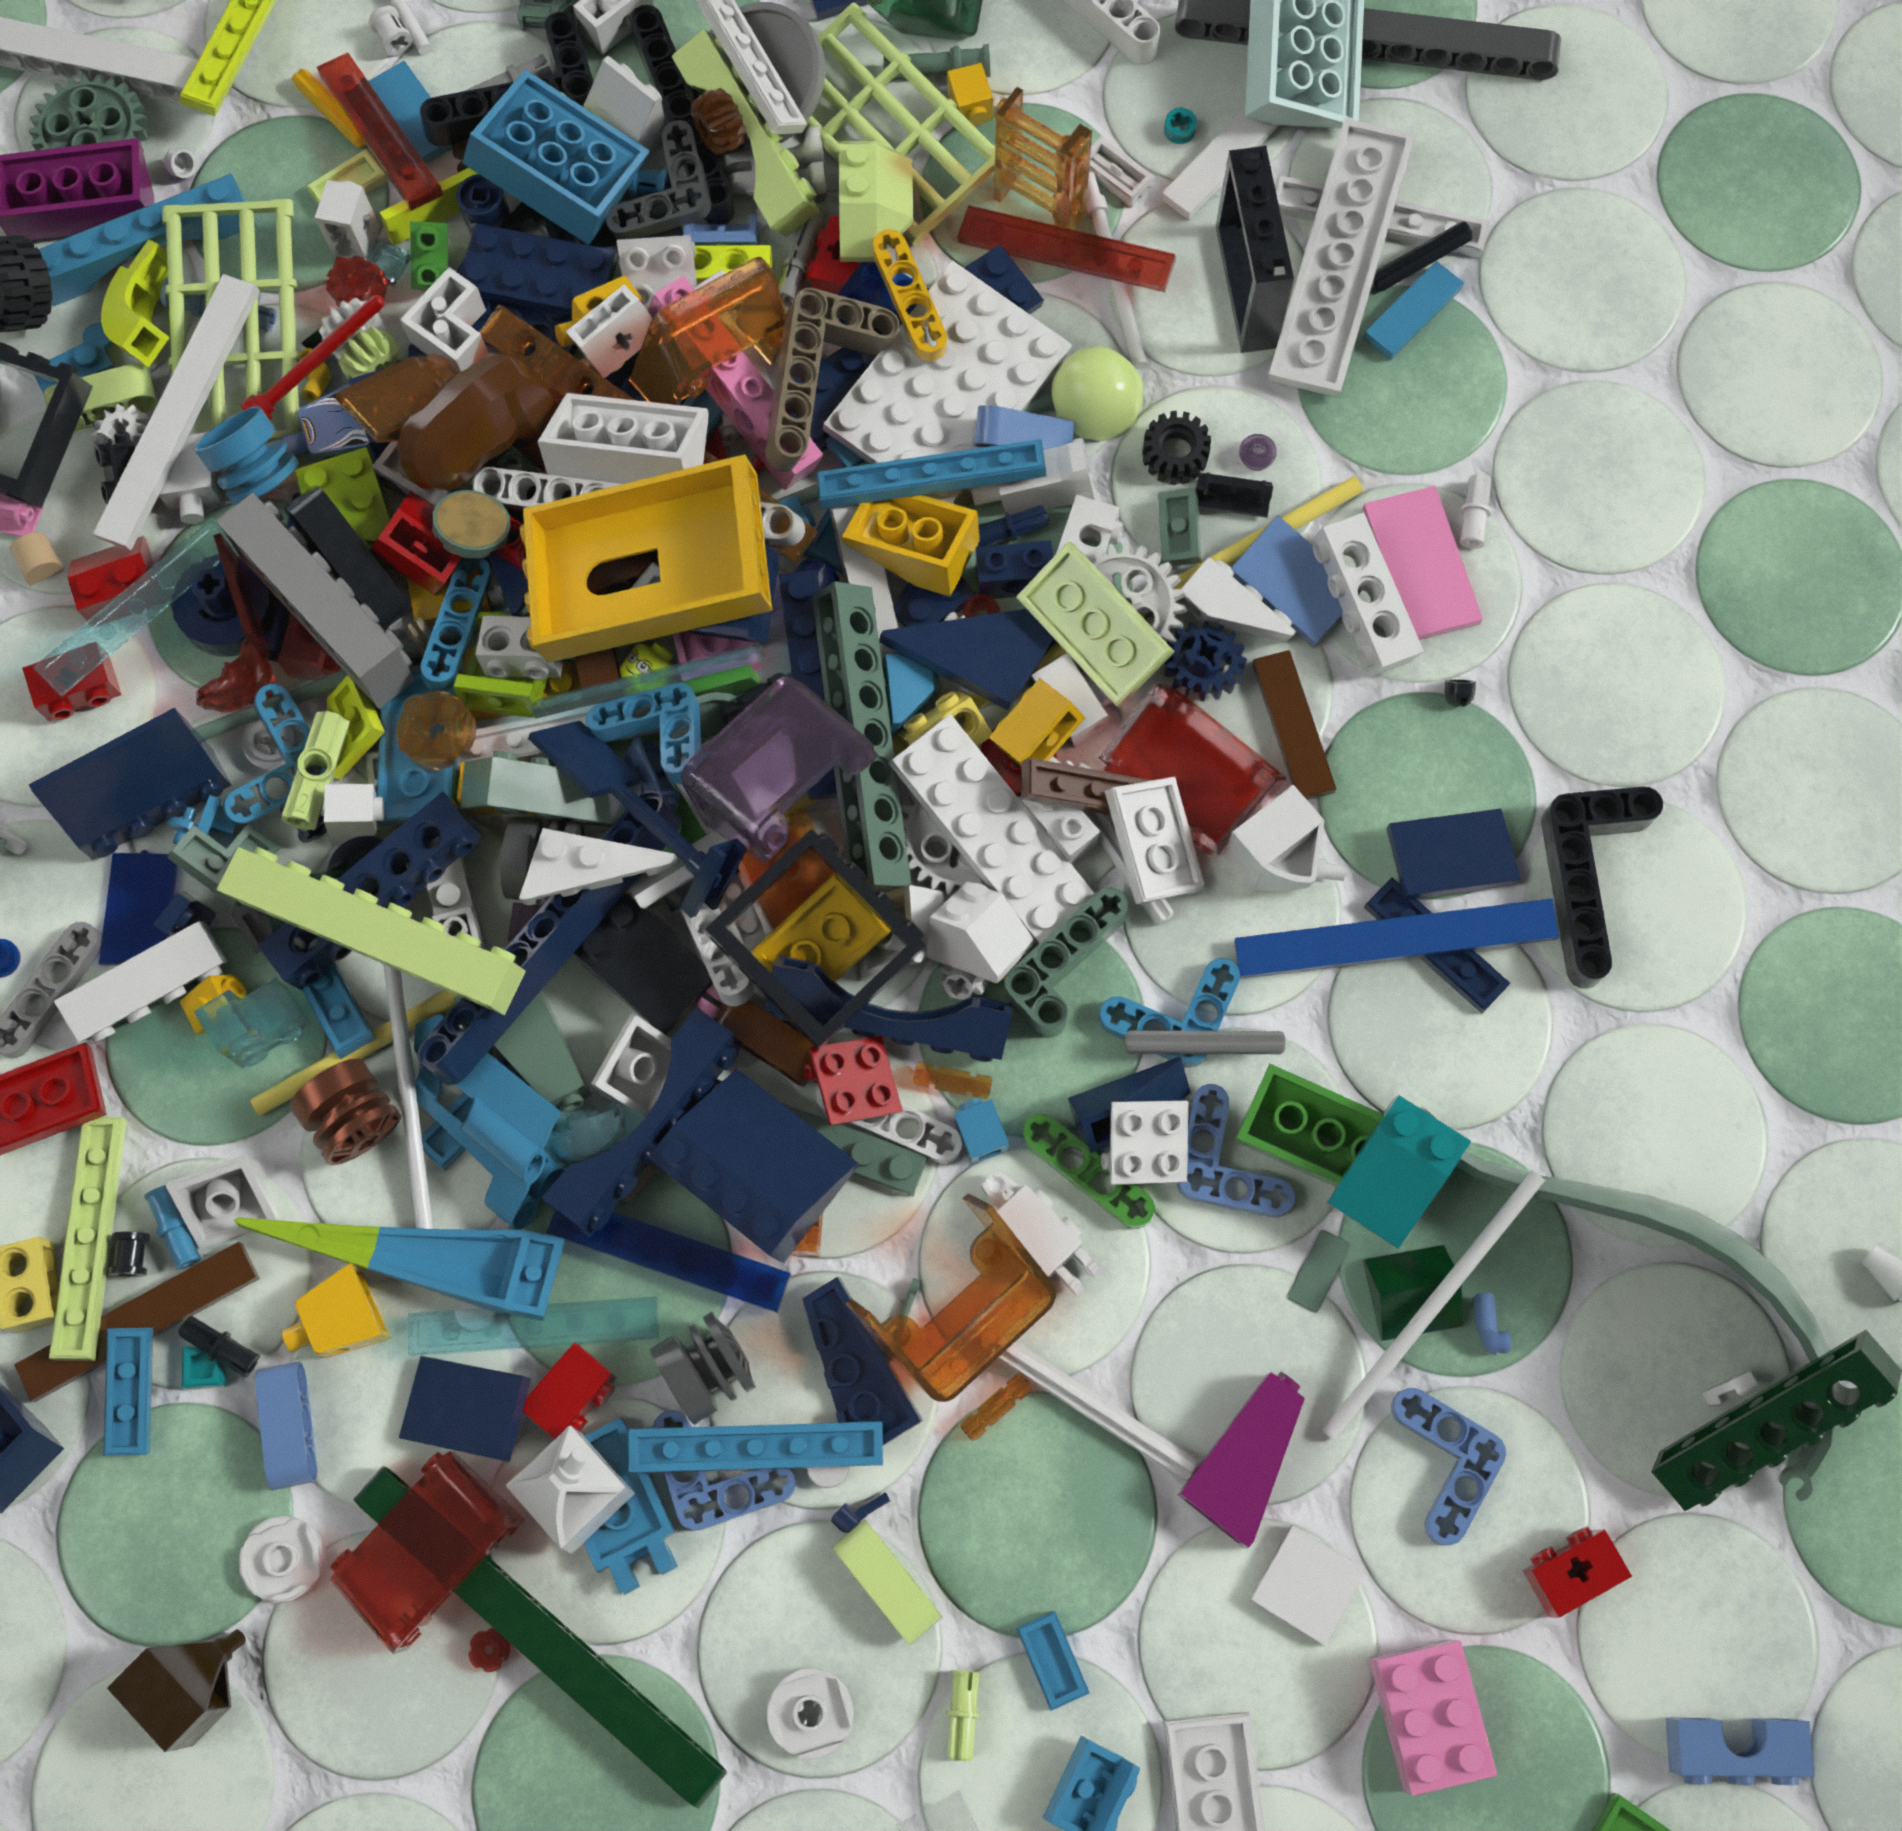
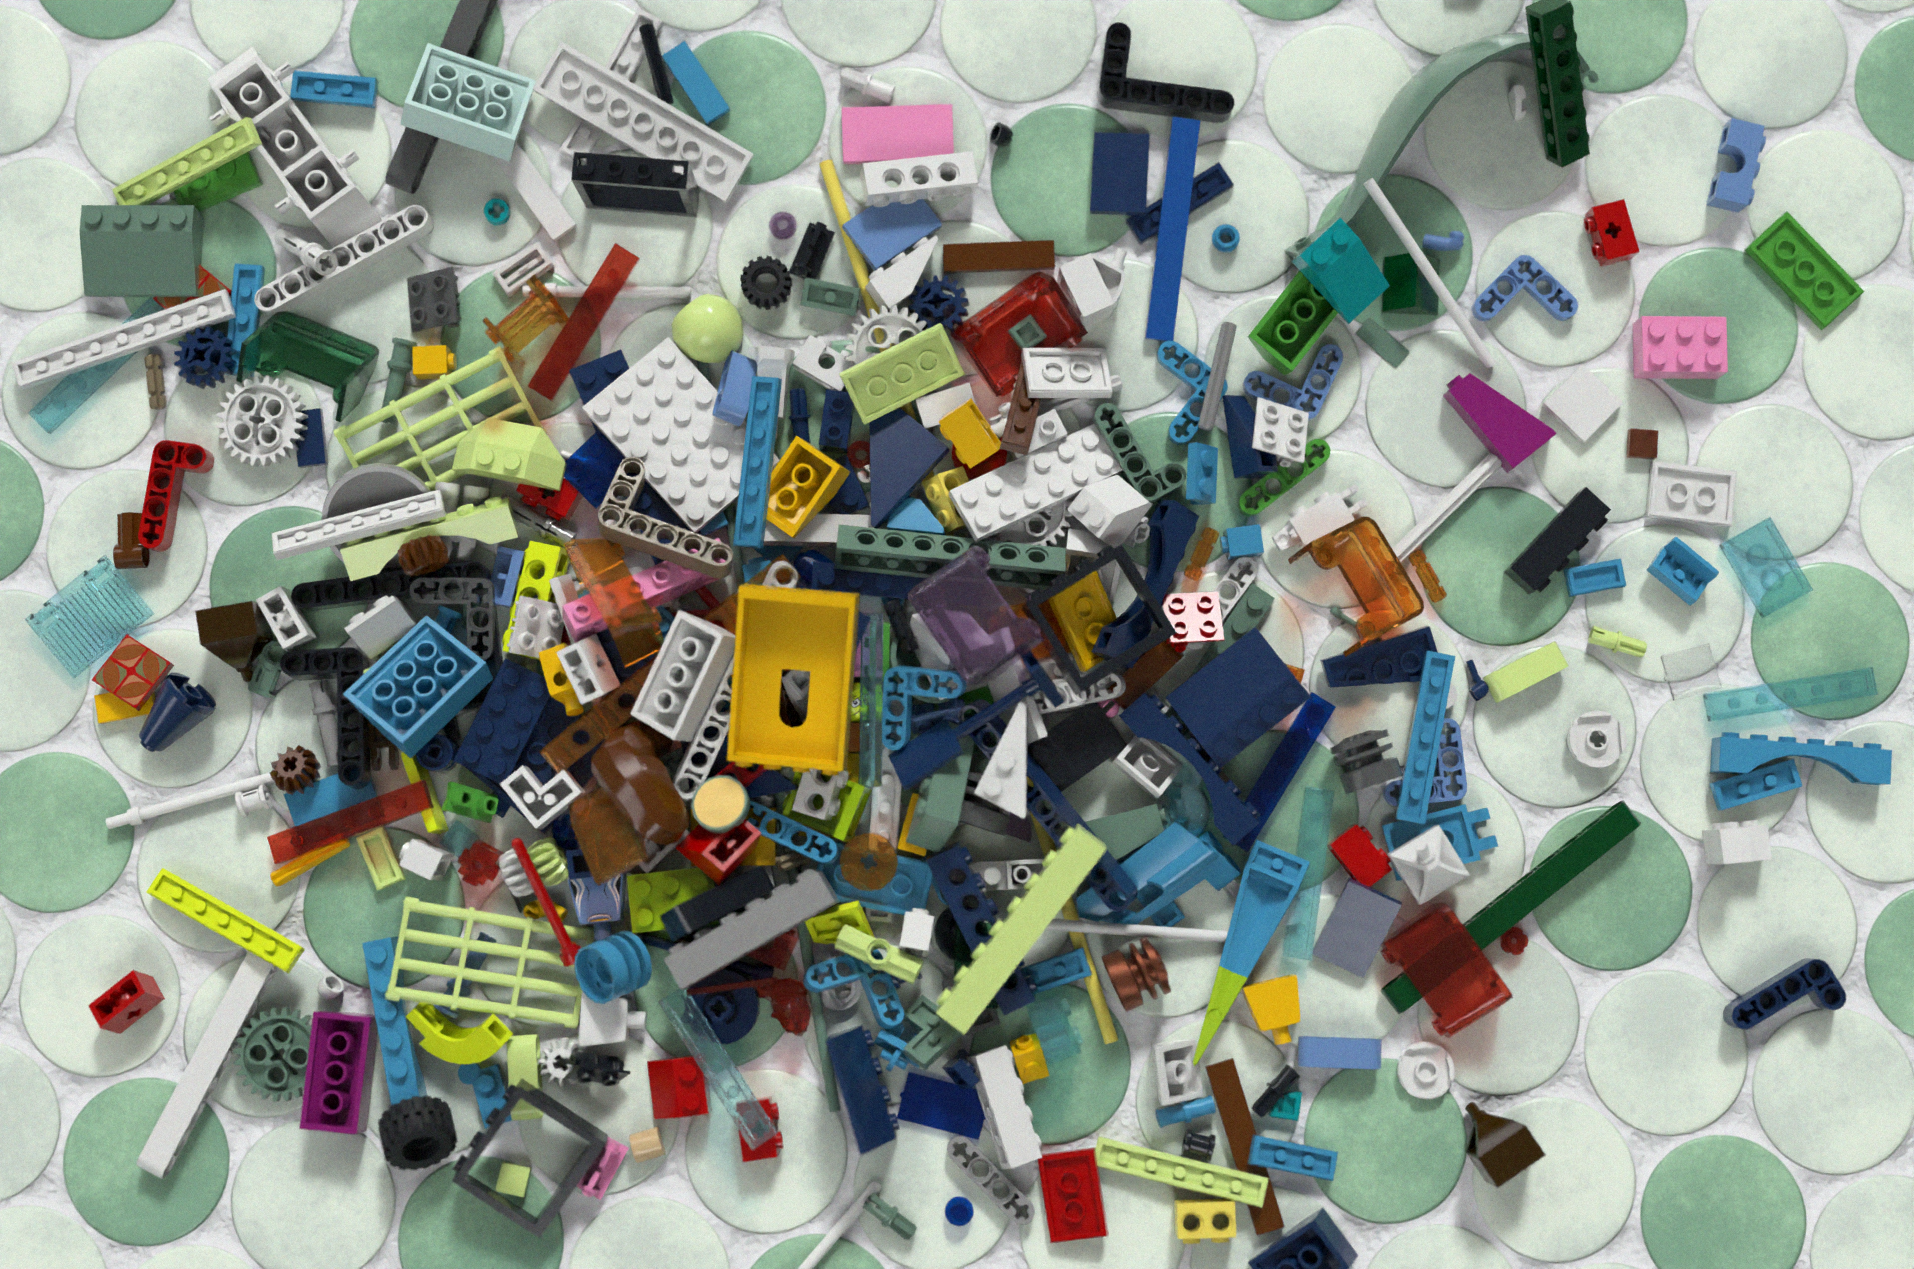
camera: 80 degrees left, 10 degrees up
(176, 412) = (562, 1013): white tile -> none
(433, 62) = (295, 770): none -> reddish brown gear
(912, 294) = (608, 440): yellow beam -> none
(1049, 78) = (434, 300): none -> dark grey hinge
(1061, 1049) = (1201, 474): none -> dark azure bracket
(1092, 1588) = (1557, 540): none -> black brick
(1198, 782) = (1027, 333): none -> sand green tile
(1271, 1691) = (1642, 443): none -> copper tile
(1408, 1005) = (1228, 230): none -> dark azure plate

